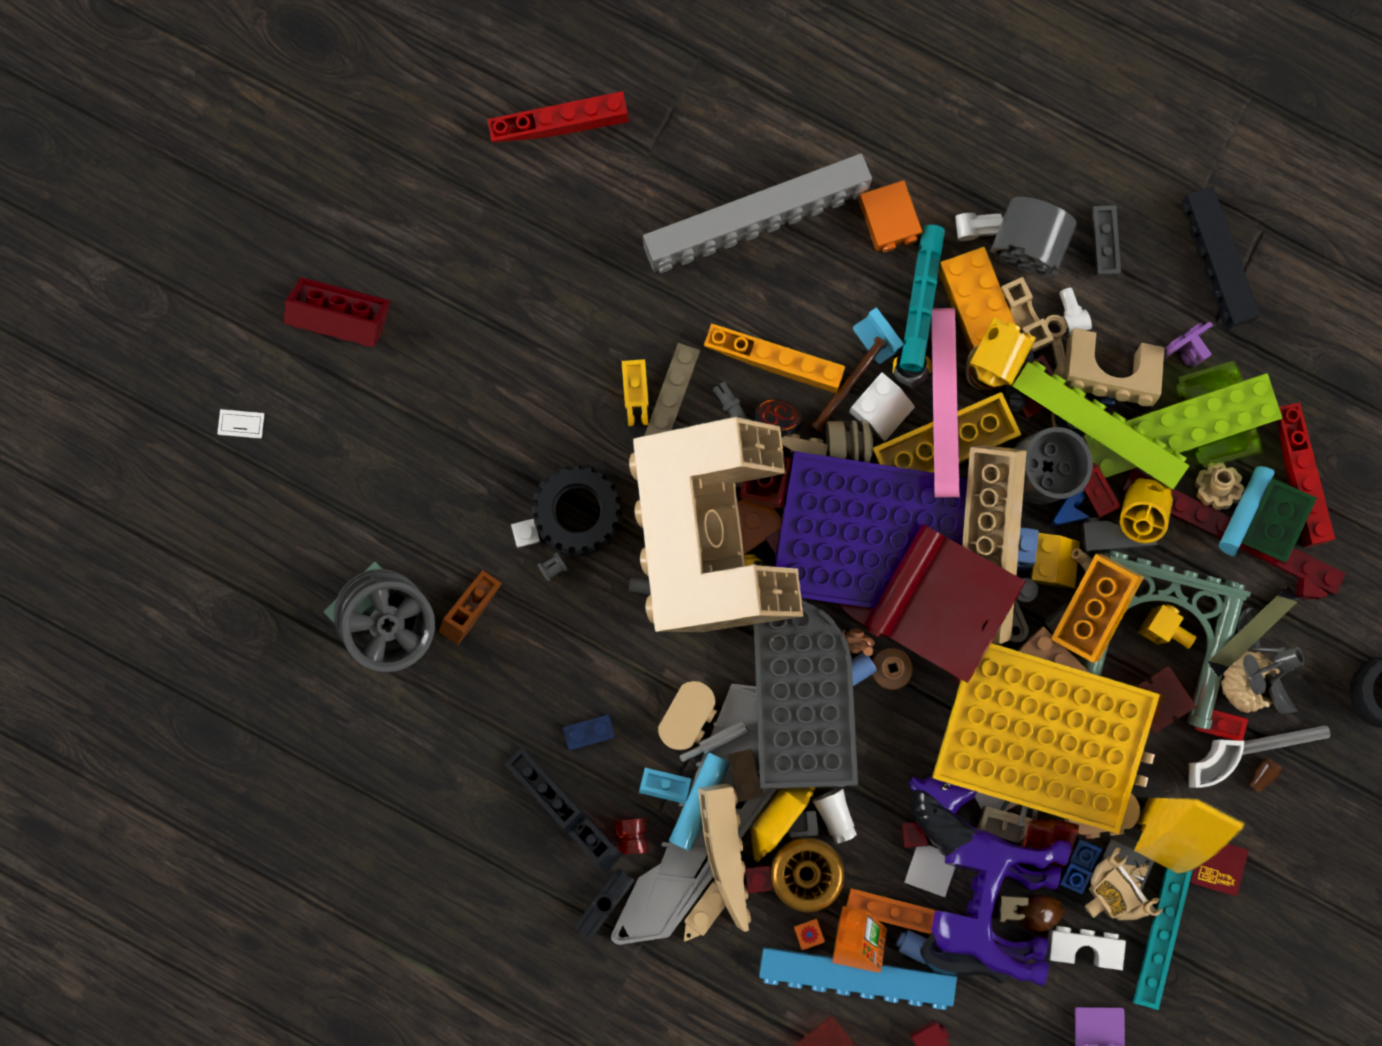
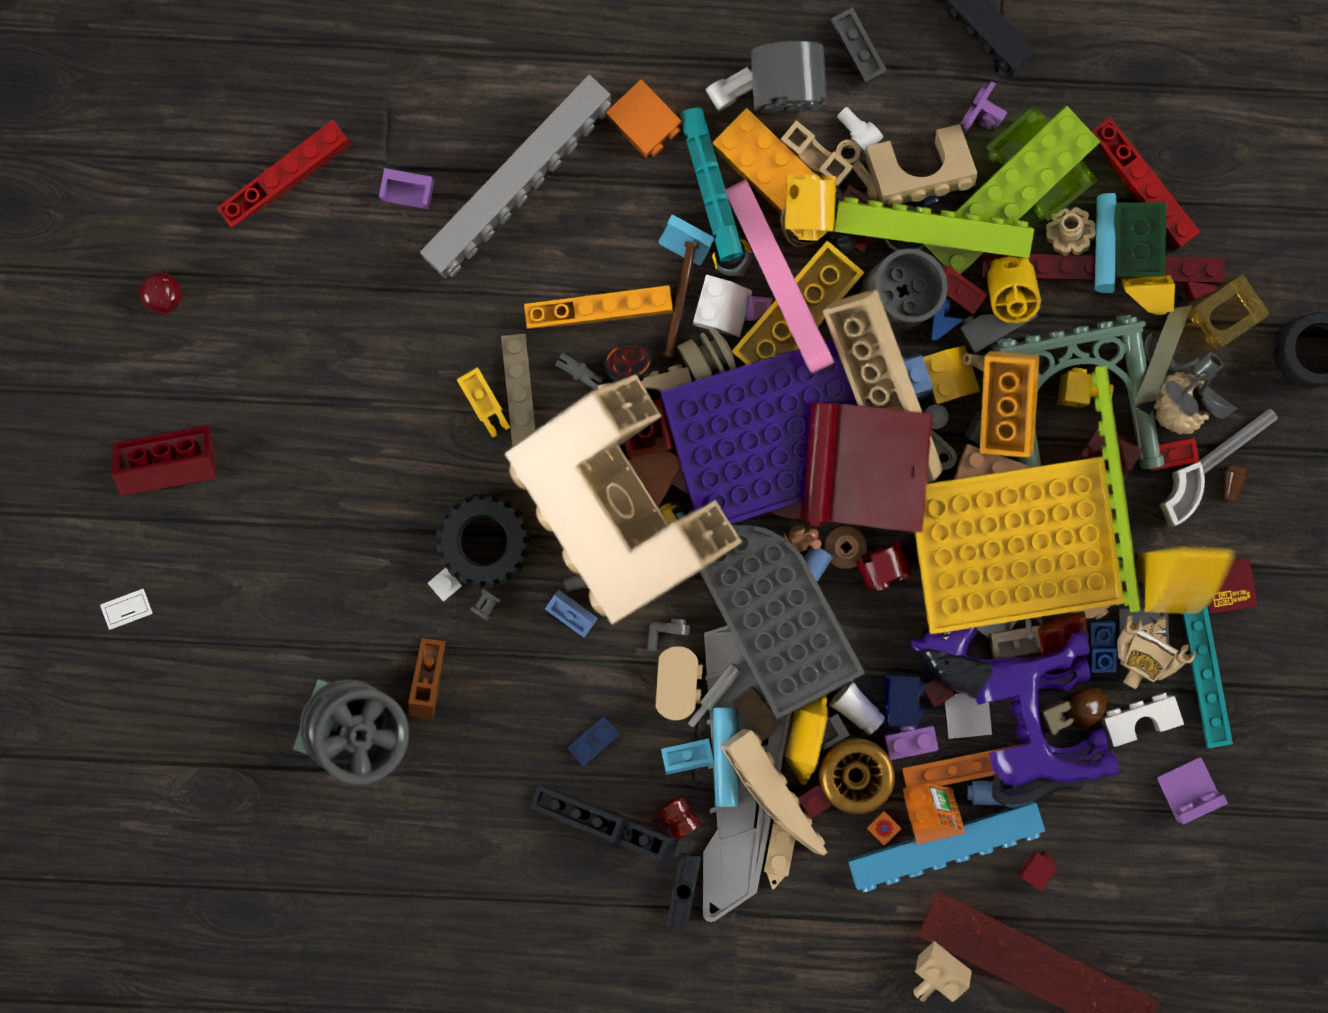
camera: 30 degrees left, 5 degrees up
(404, 169) = (160, 293): none -> dark red hair
(623, 610) = (571, 613): none -> medium blue plate
(657, 179) = (406, 188): none -> medium lavender panel
(709, 666) = (676, 626): none -> dark grey plate
(869, 867) = (910, 741): none -> medium lavender brick
(880, 826) = (902, 700): none -> clear blue brick
(912, 421) = (757, 306): none -> medium lavender tile
(918, 698) = (883, 565): none -> dark red brick
(1155, 739) = (1117, 499): none -> lime plate
(1268, 574) = (1152, 293): none -> yellow slope
(1351, 616) = (1250, 299): none -> clear yellow panel

